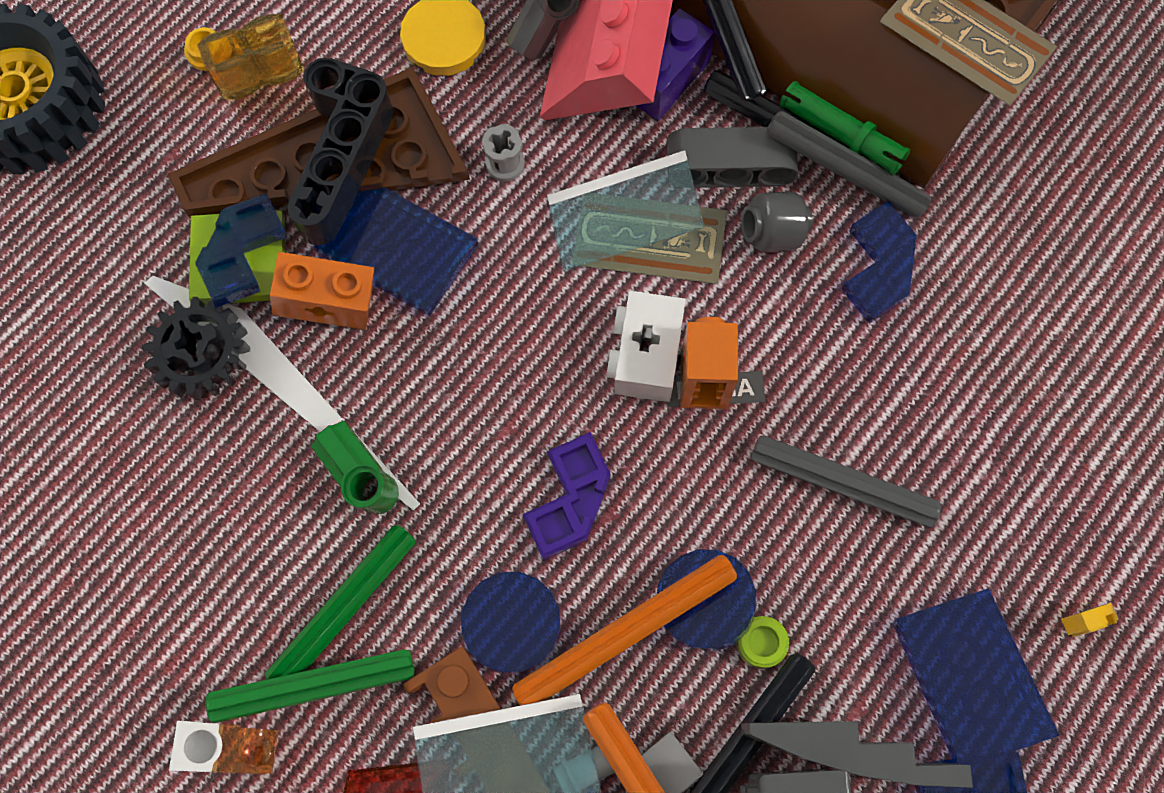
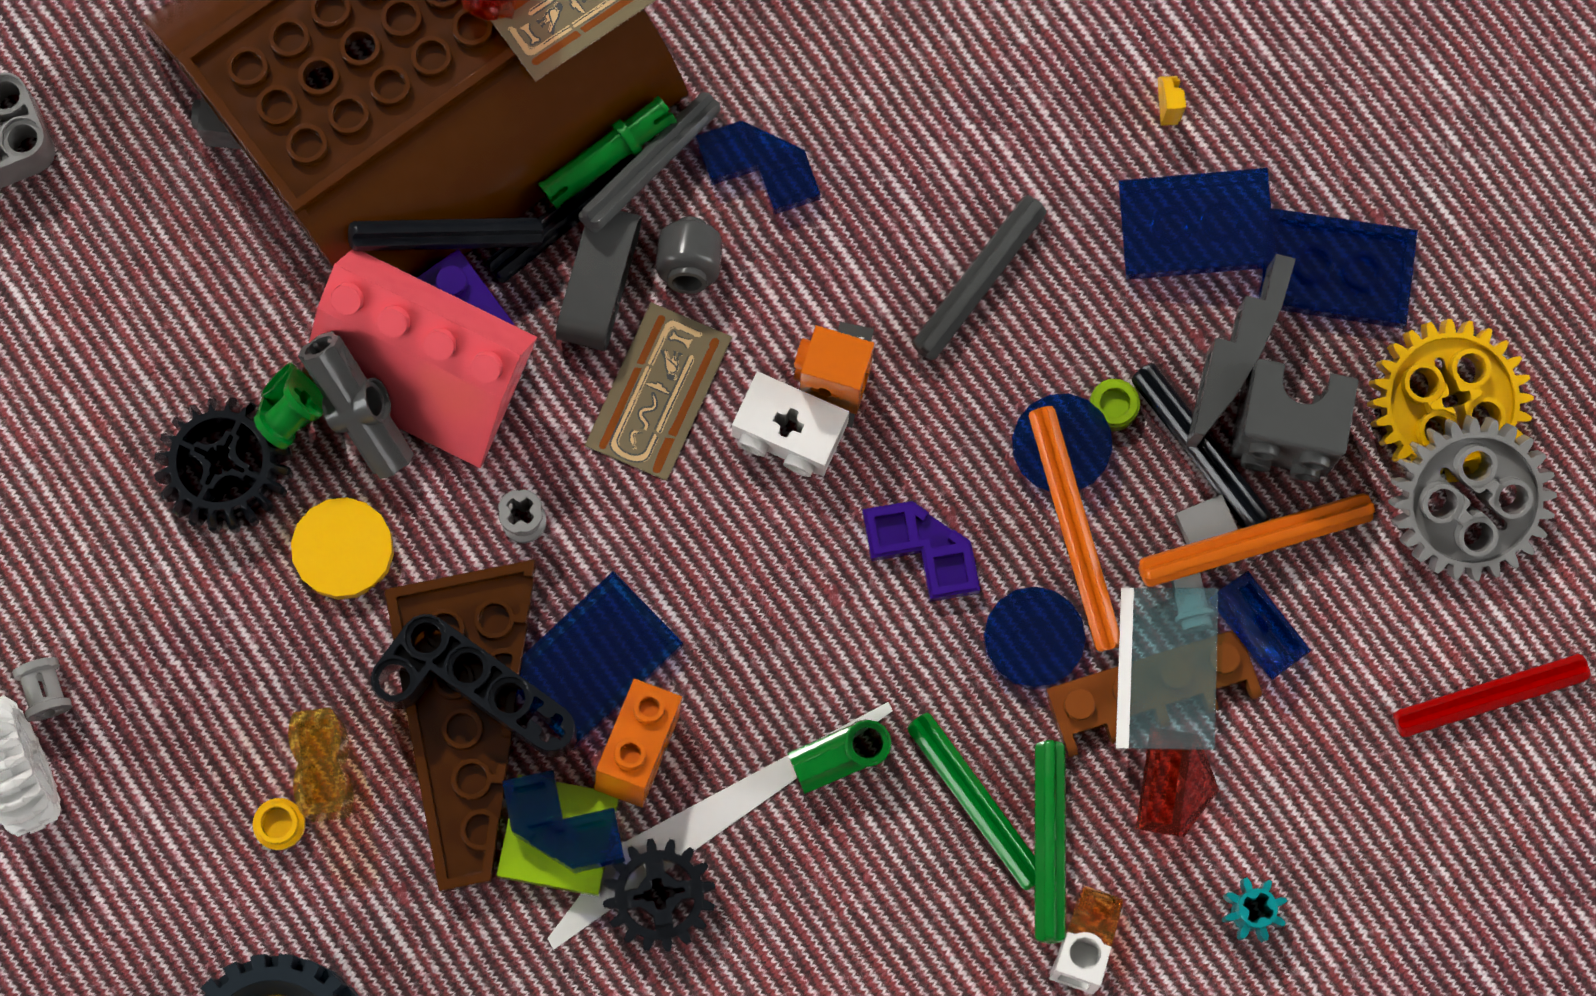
camera: 80 degrees left, 5 degrees up
(625, 211) = (629, 407): clear light blue sticker -> none

